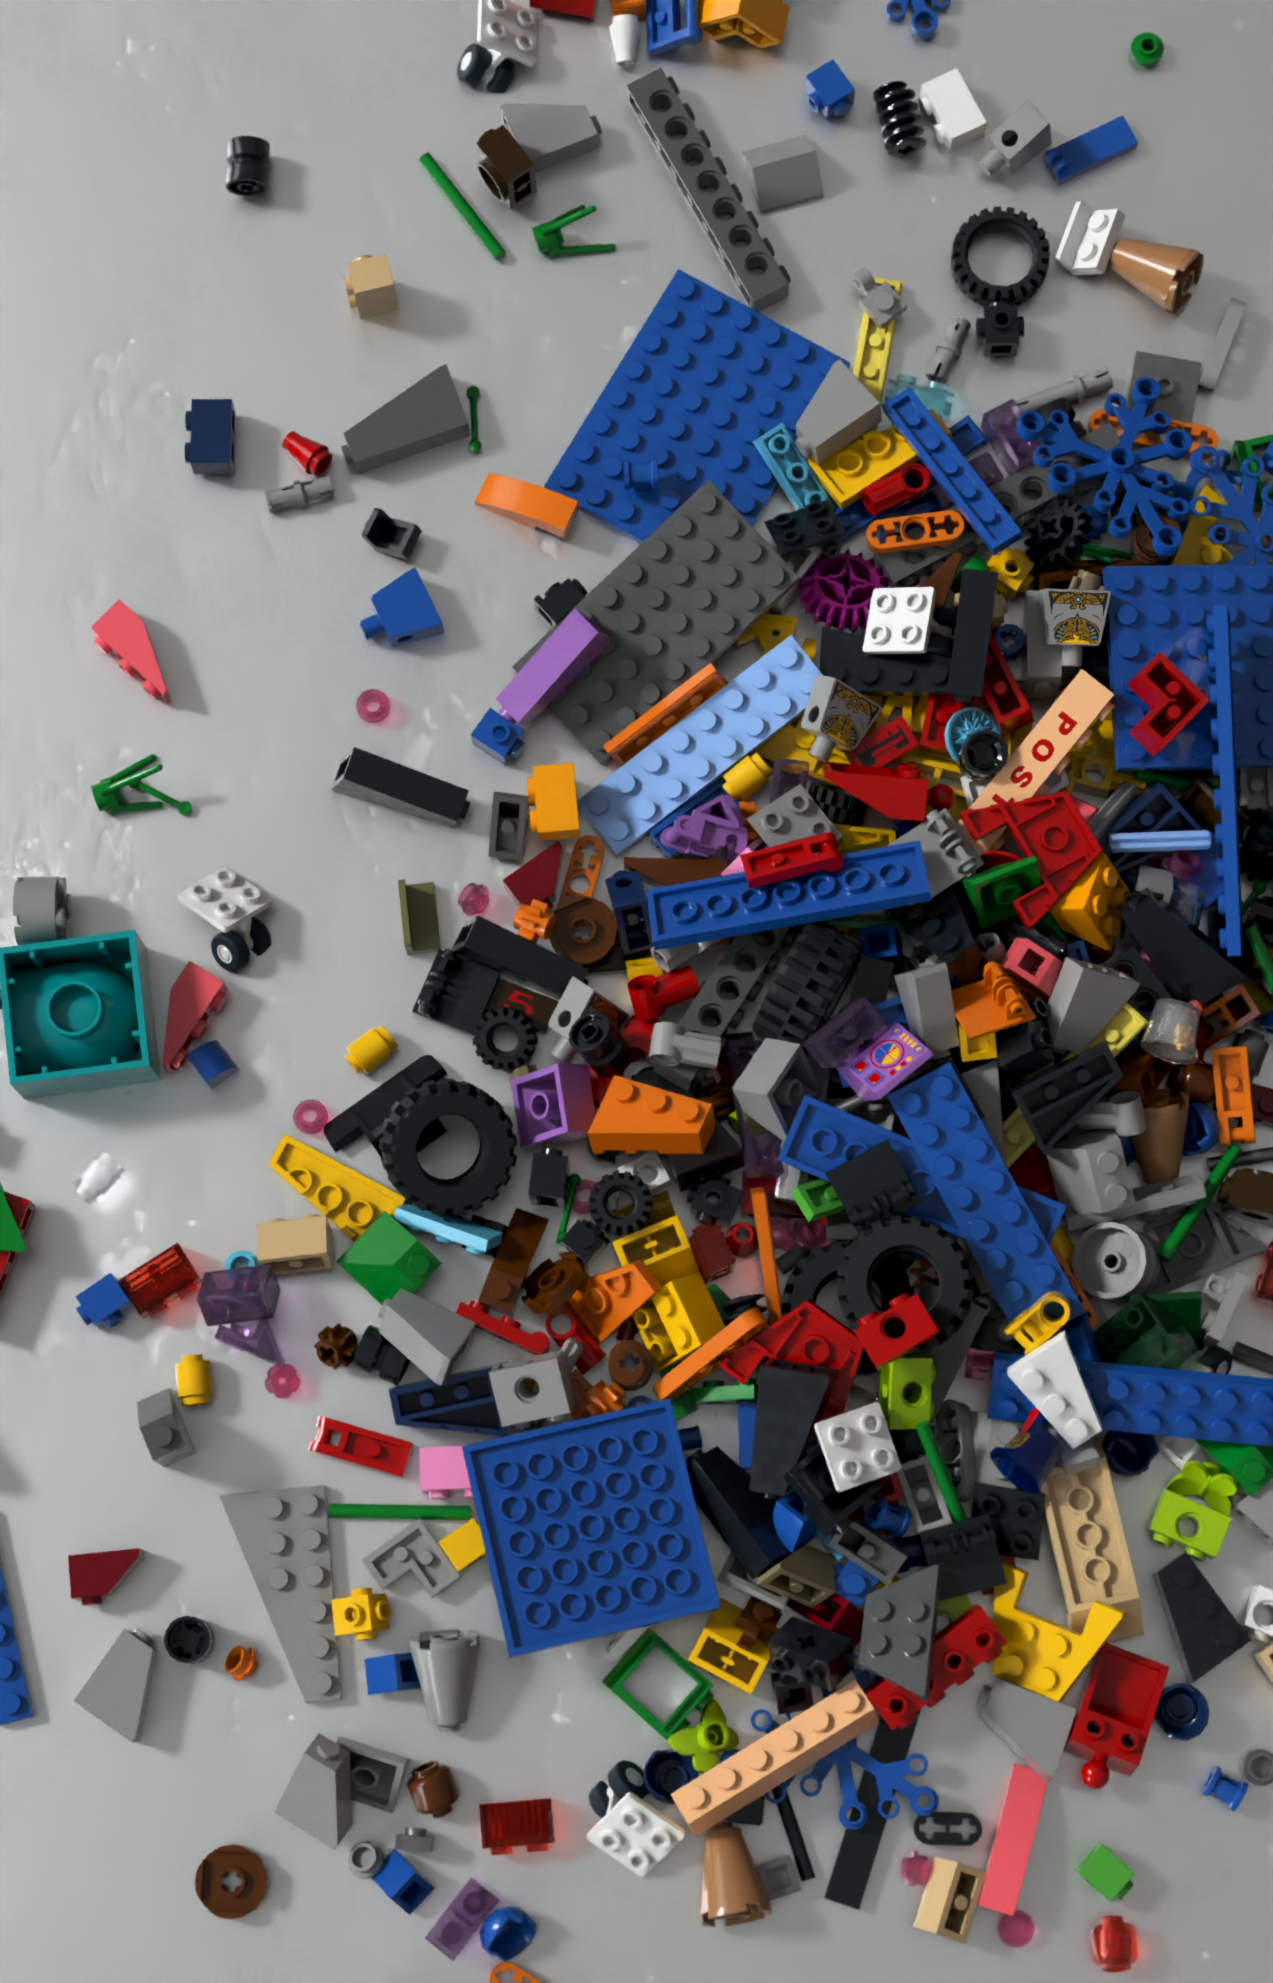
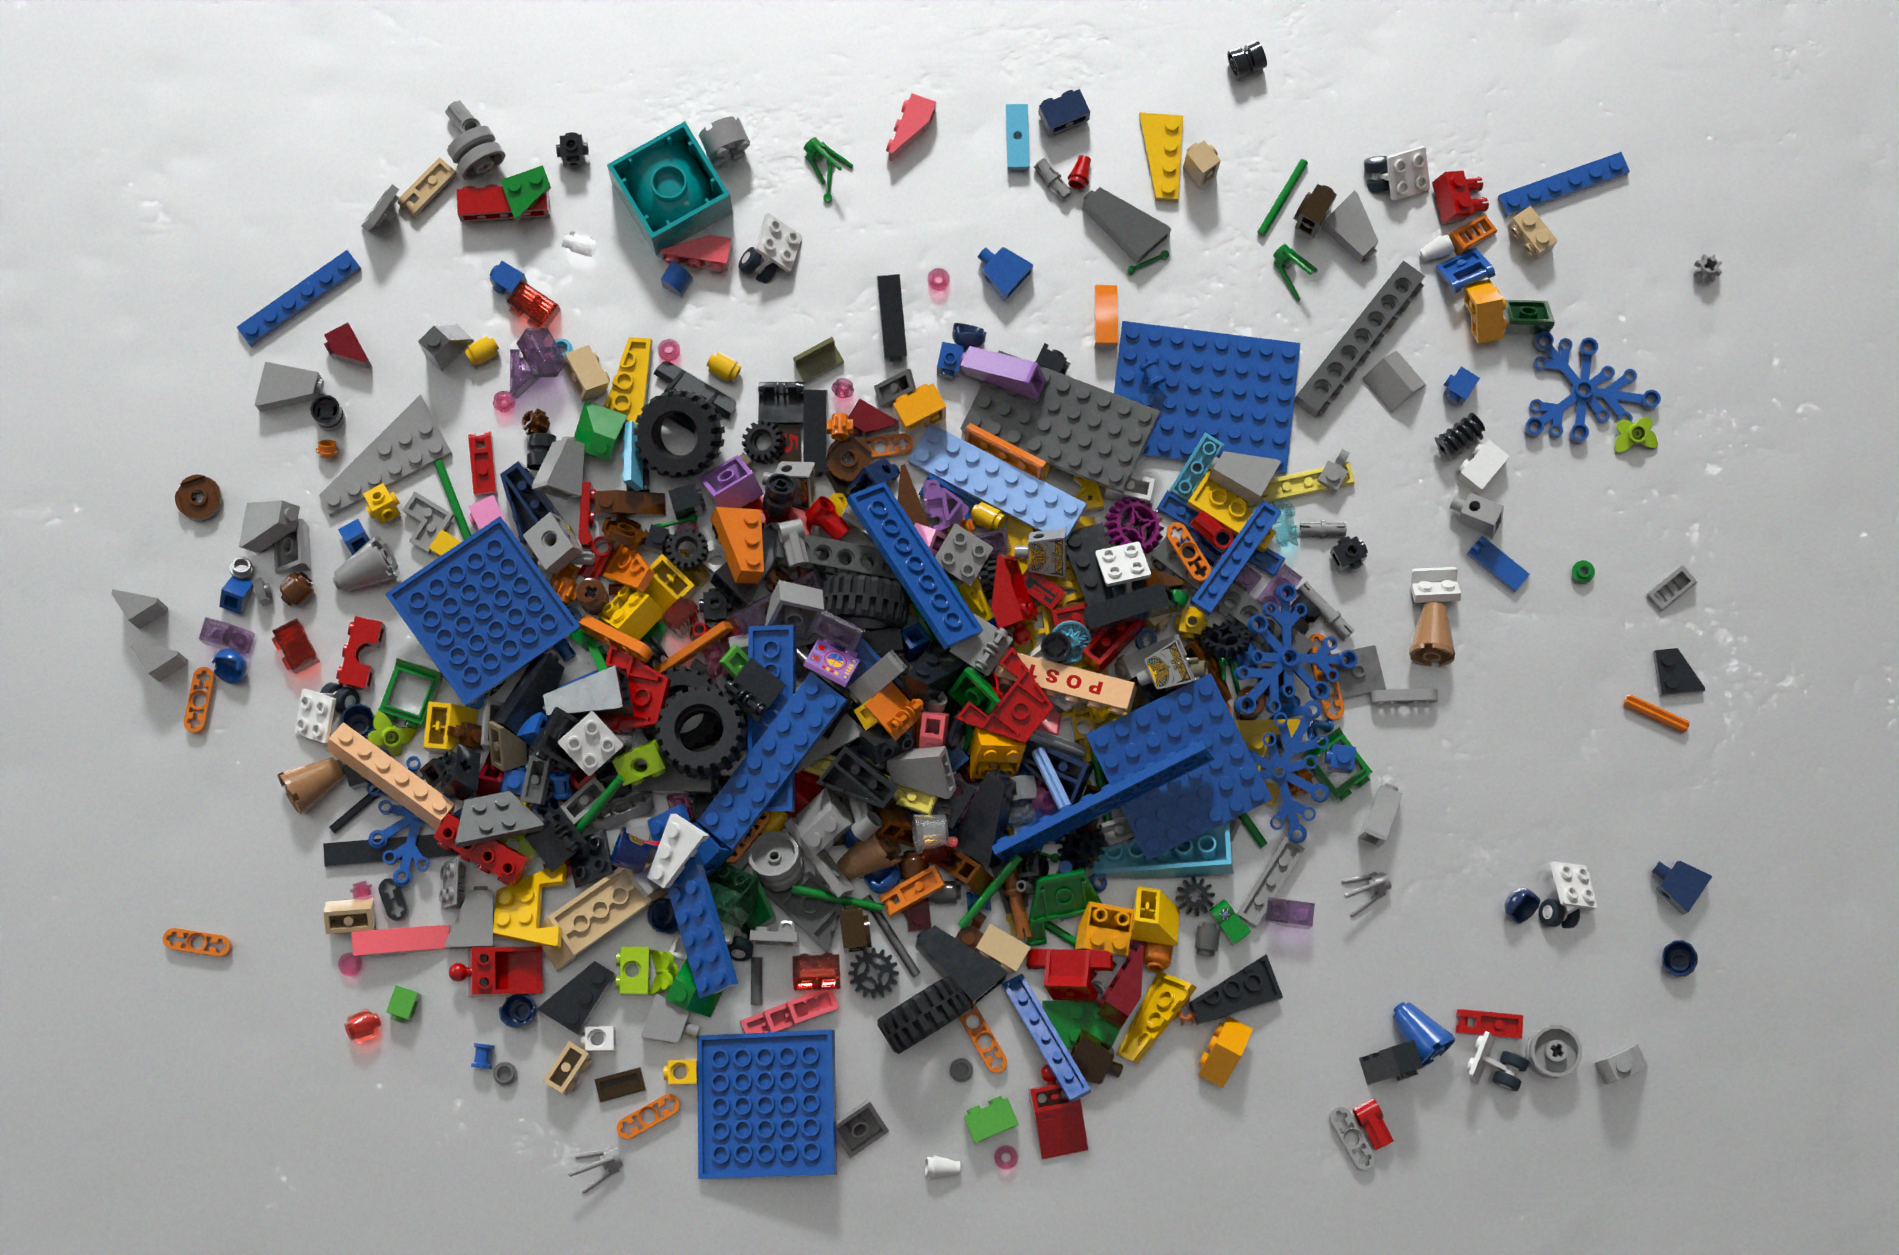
camera: 60 degrees right, 0 degrees up
(199, 507) = (1017, 126): none -> medium azure tile
(321, 329) = (1163, 147): none -> yellow wing
(390, 534) = (1050, 242): black bracket -> none
(475, 697) = (968, 335): none -> dark blue hair
(541, 1718) = (362, 634): none -> red arch
(779, 1877) = (324, 811): flat silver plate -> none
(792, 860) = (936, 557): red plate -> none
(807, 528) = (1159, 485): black hinge -> none
(918, 1330) = (673, 744): red brick -> none
(961, 1734) = (450, 874): none -> light grey hinge
(1004, 221) = (1417, 517): black tyre -> none
(1037, 1323) = (710, 820): yellow piece -> none
(1171, 699) = (1136, 747): red brick -> none

